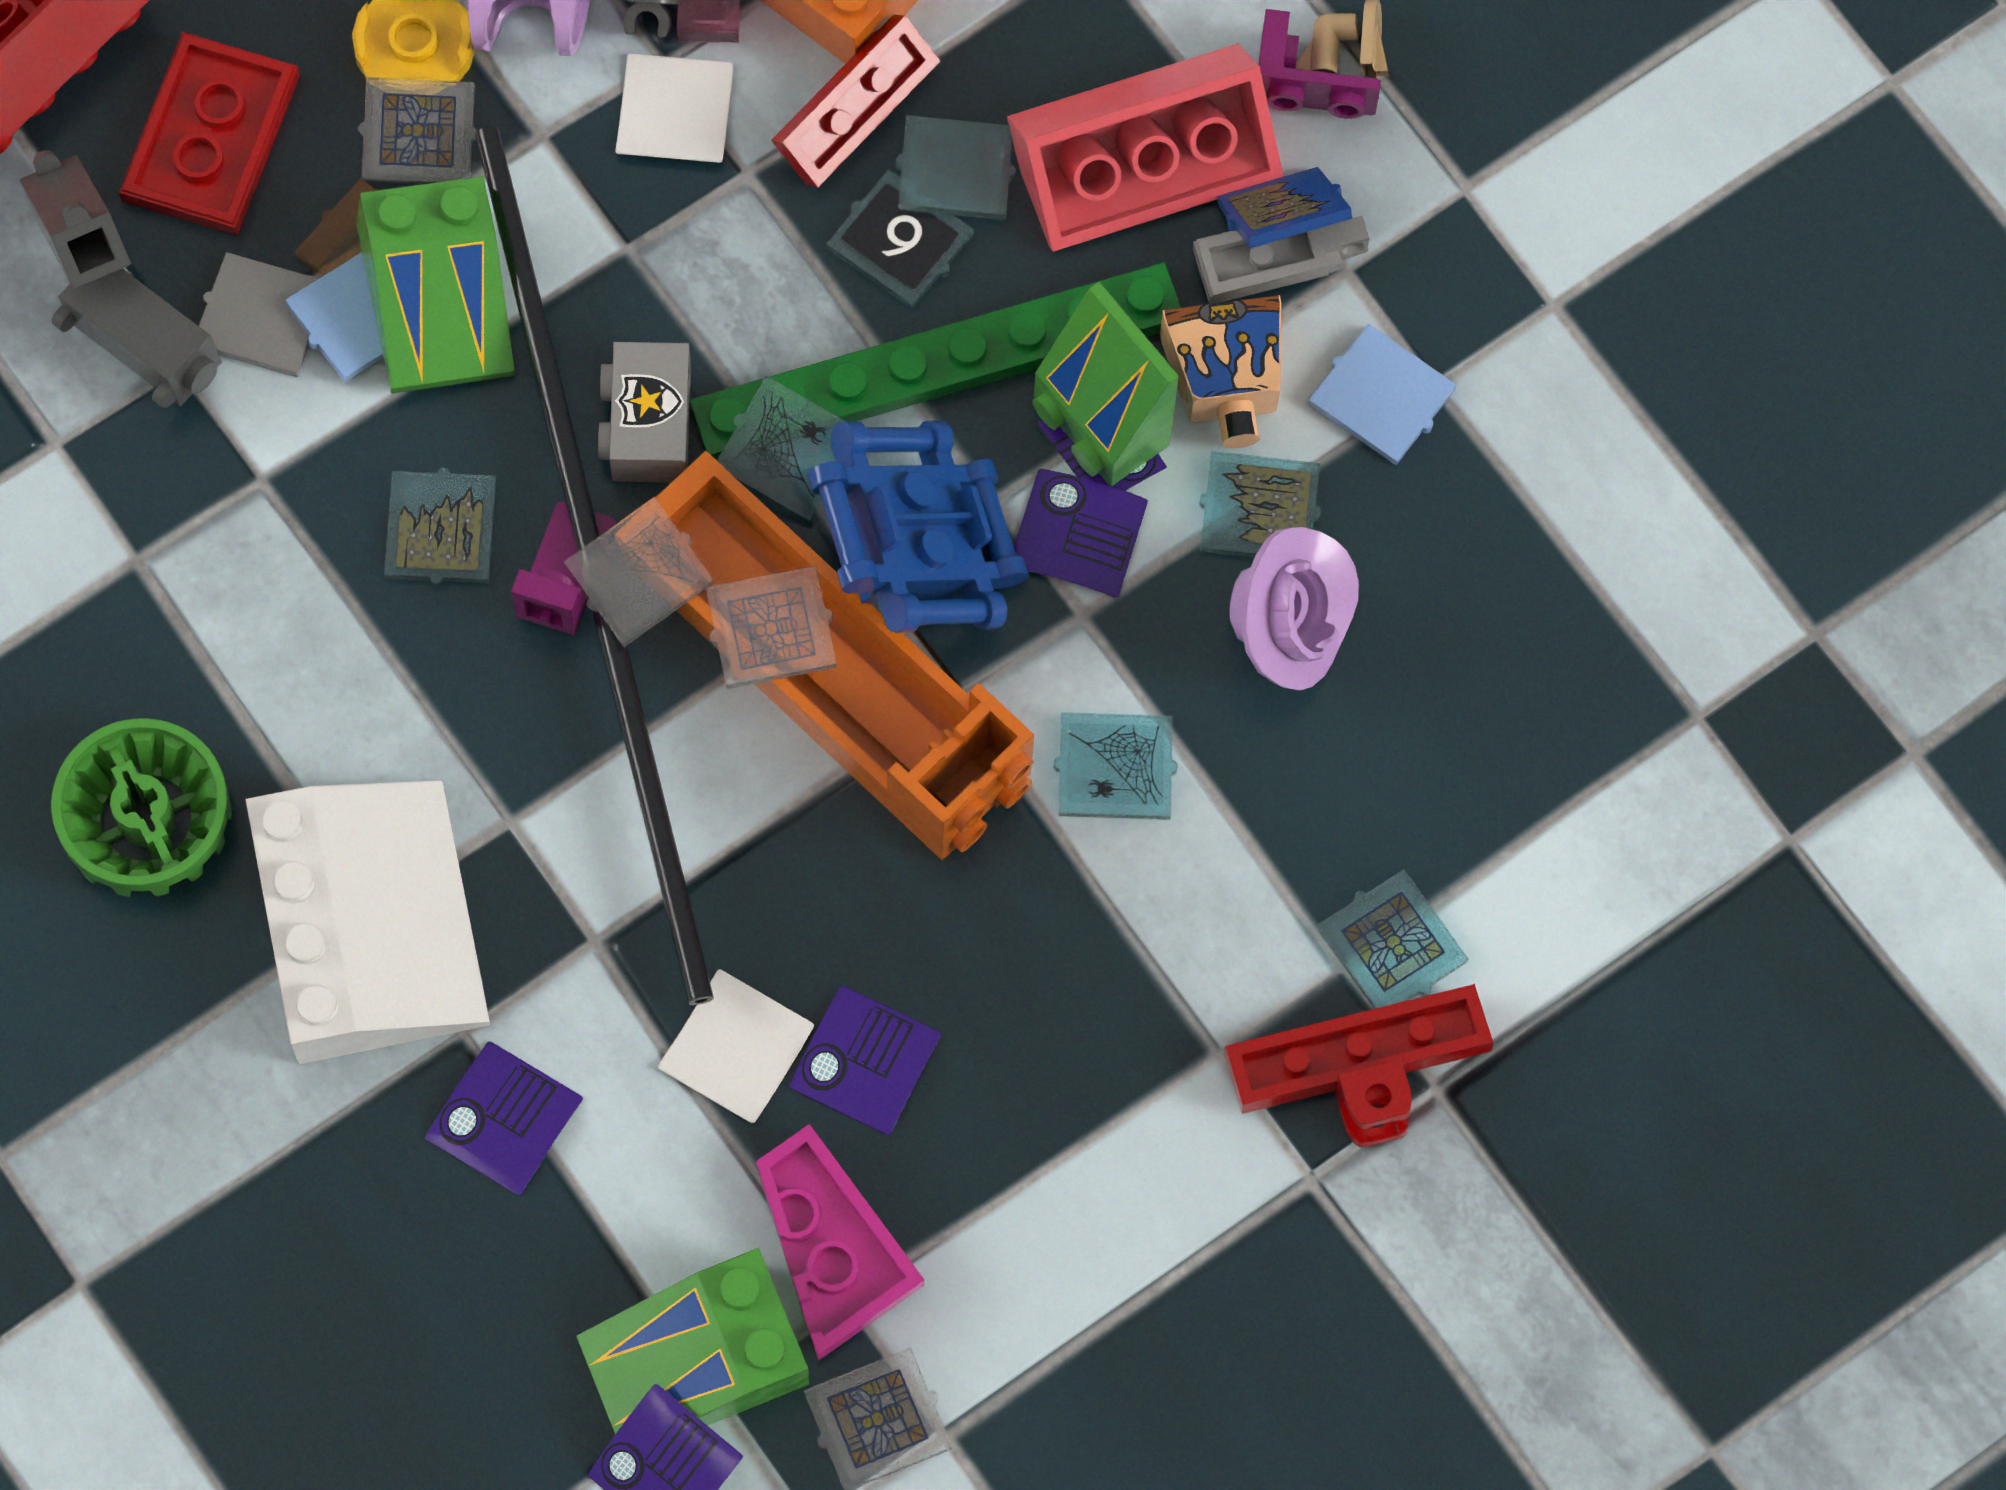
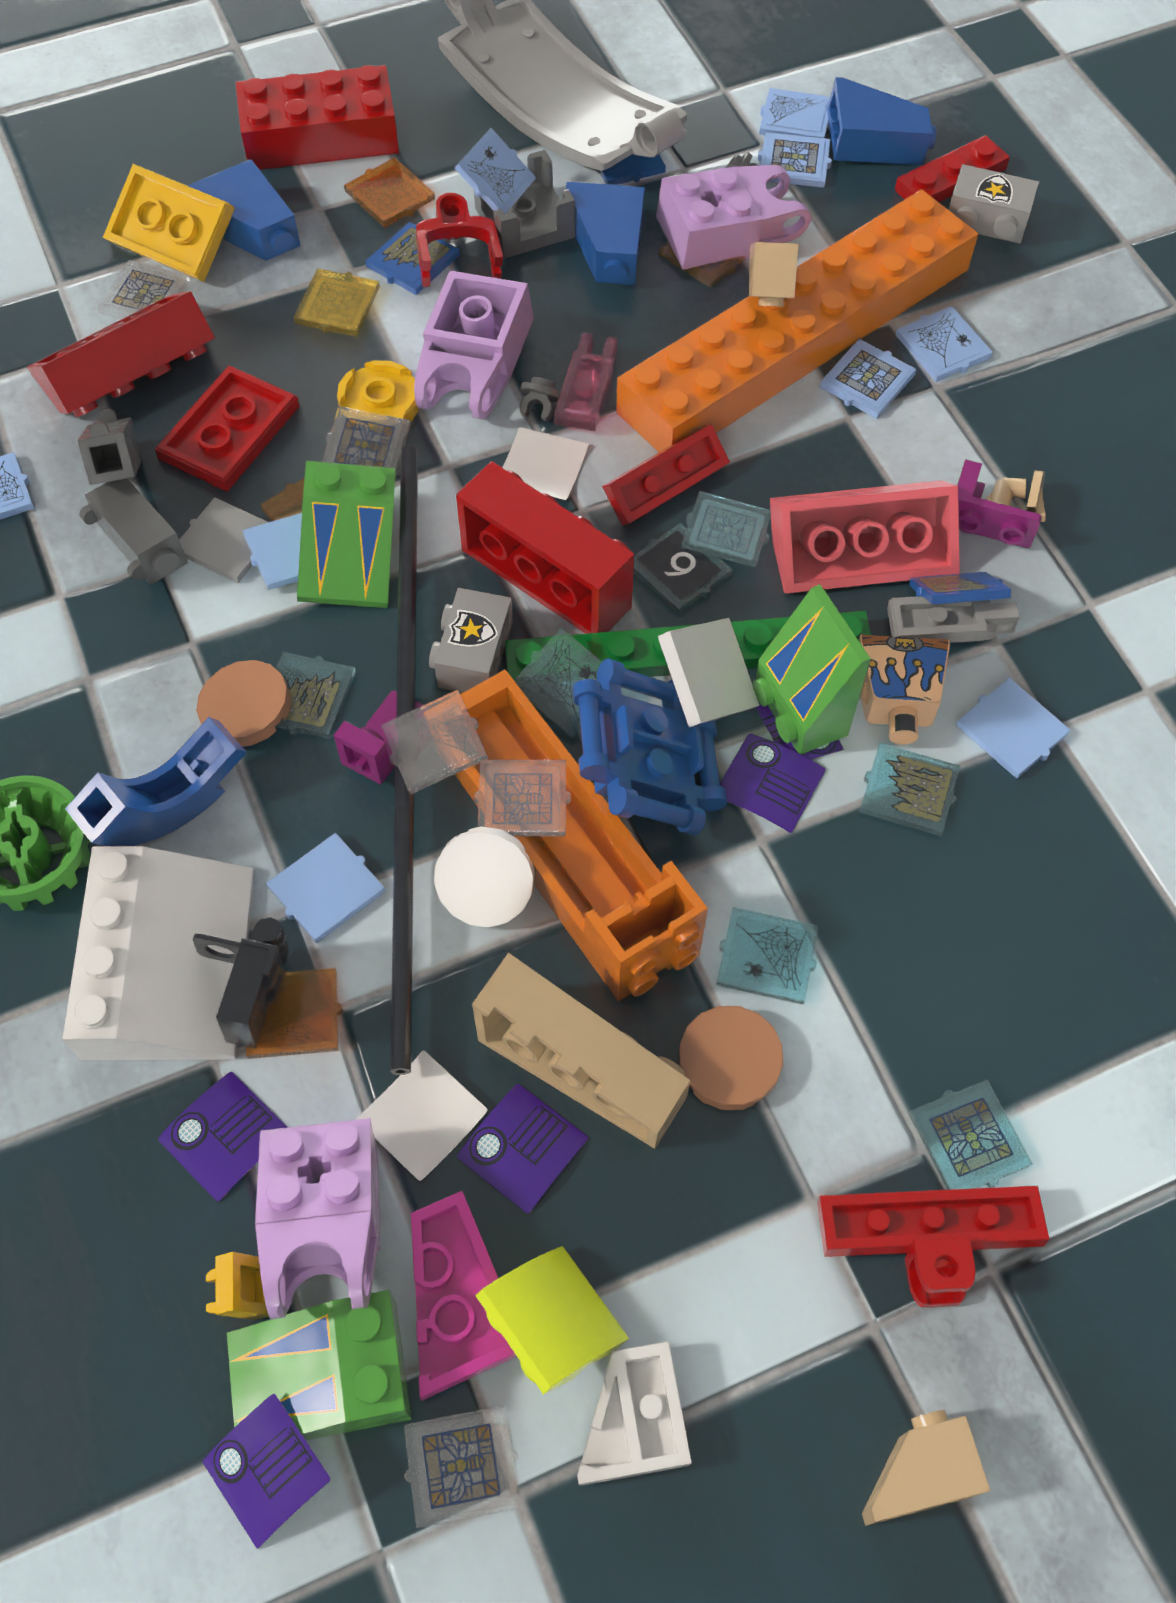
camera: 15 degrees right, 10 degrees down
(288, 727) = (163, 800): none -> blue arch
(364, 557) = (246, 699): none -> nougat tile
(499, 924) = (253, 979): none -> black piece
(541, 787) = (325, 887): none -> light blue piece
(544, 955) = (303, 1016): none -> clear orange piece
(581, 1280) = (237, 1287): none -> yellow tile
(652, 1174) = (317, 1209): none -> lavender brick
(718, 262) = (545, 550): none -> red brick
(745, 739) = (484, 877): none -> white tile
(911, 936) = (578, 1051): none -> tan wedge
(946, 1242) = (551, 1318): none -> neon yellow slope
(973, 403) = (708, 671): none -> white tile
(1061, 1328) = (637, 1418): none -> white wing
(1092, 903) = (731, 1057): none -> nougat tile
(1295, 606) = (929, 857): lavender hat -> none
(1390, 1316) = (928, 1469): none -> tan slope

